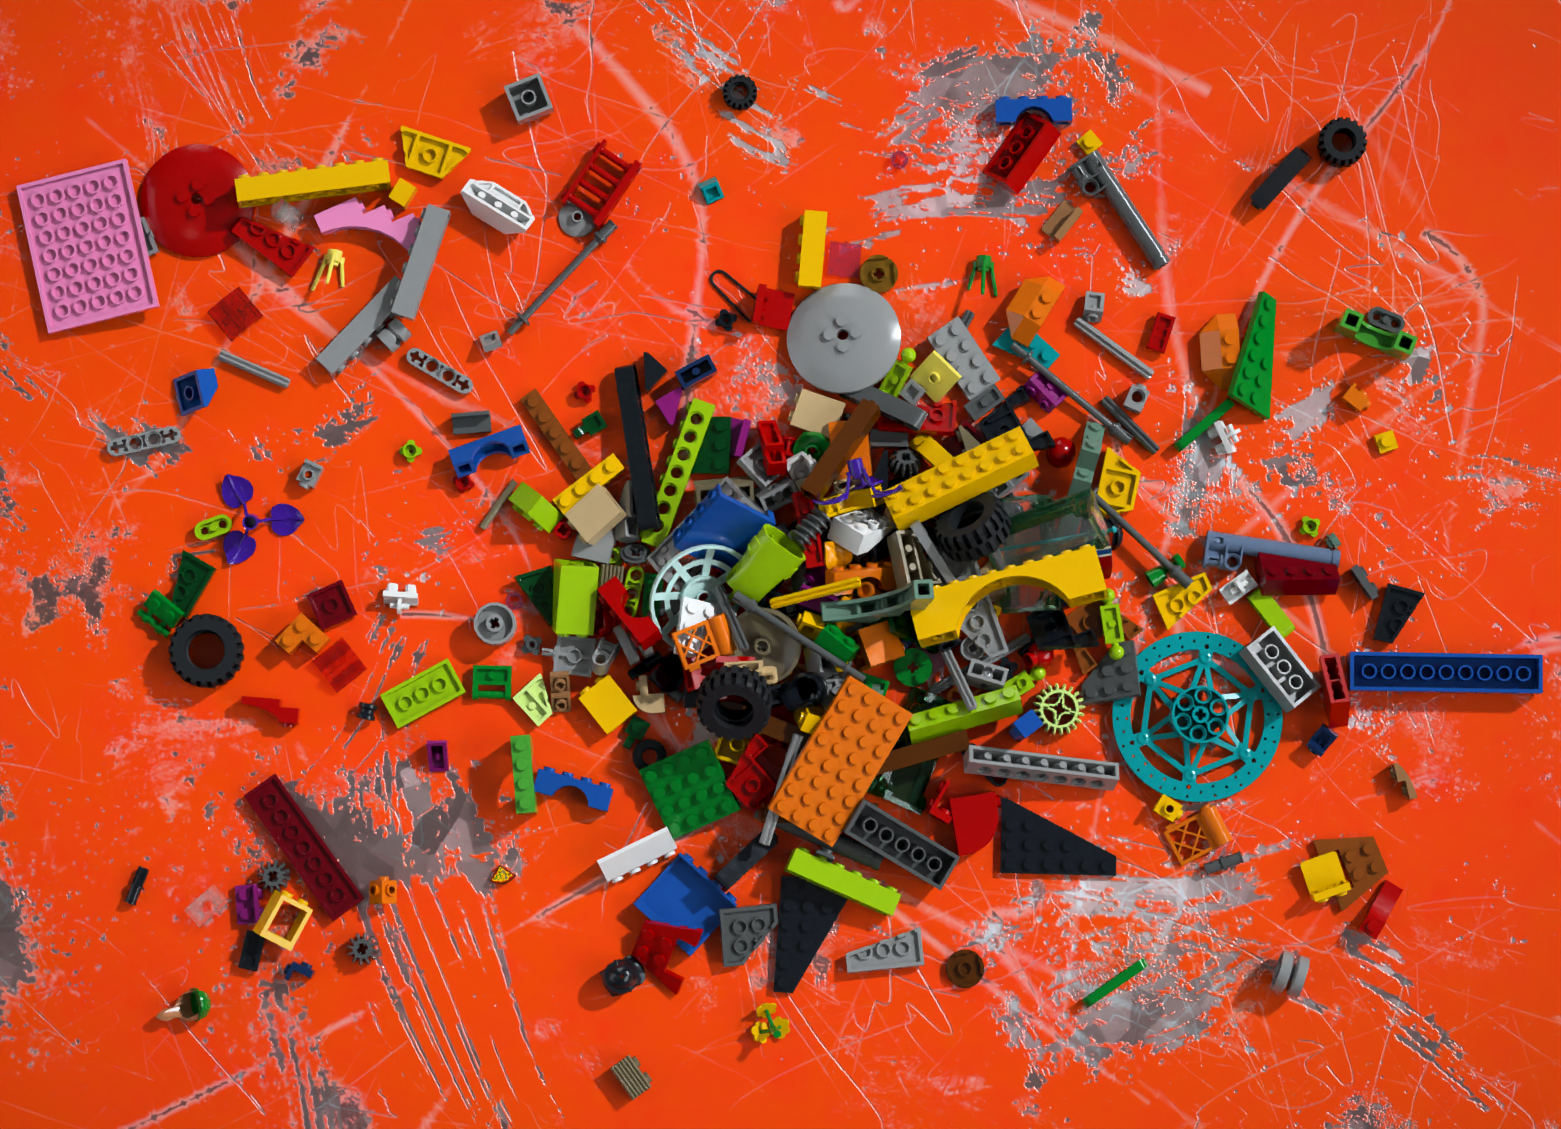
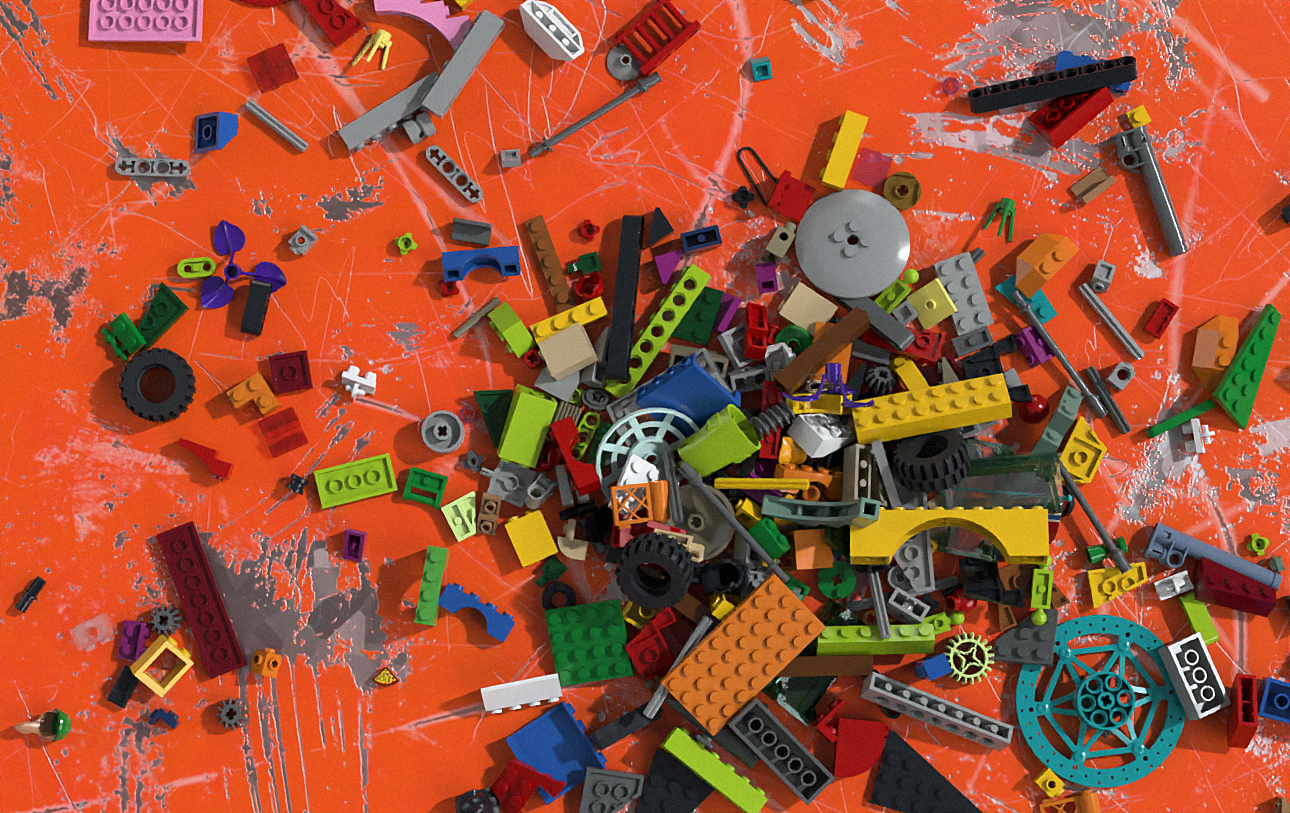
camera: 15 degrees right, 0 degrees up
(282, 550) = (256, 307): none -> black beam
(600, 447) = (589, 287): none -> red hair
(769, 392) = (766, 277): none -> magenta brick
(773, 357) = (779, 244): none -> dark tan torso
(997, 133) = (1053, 84): none -> black beam
(1321, 740) = (1216, 755): dark blue bracket -> none

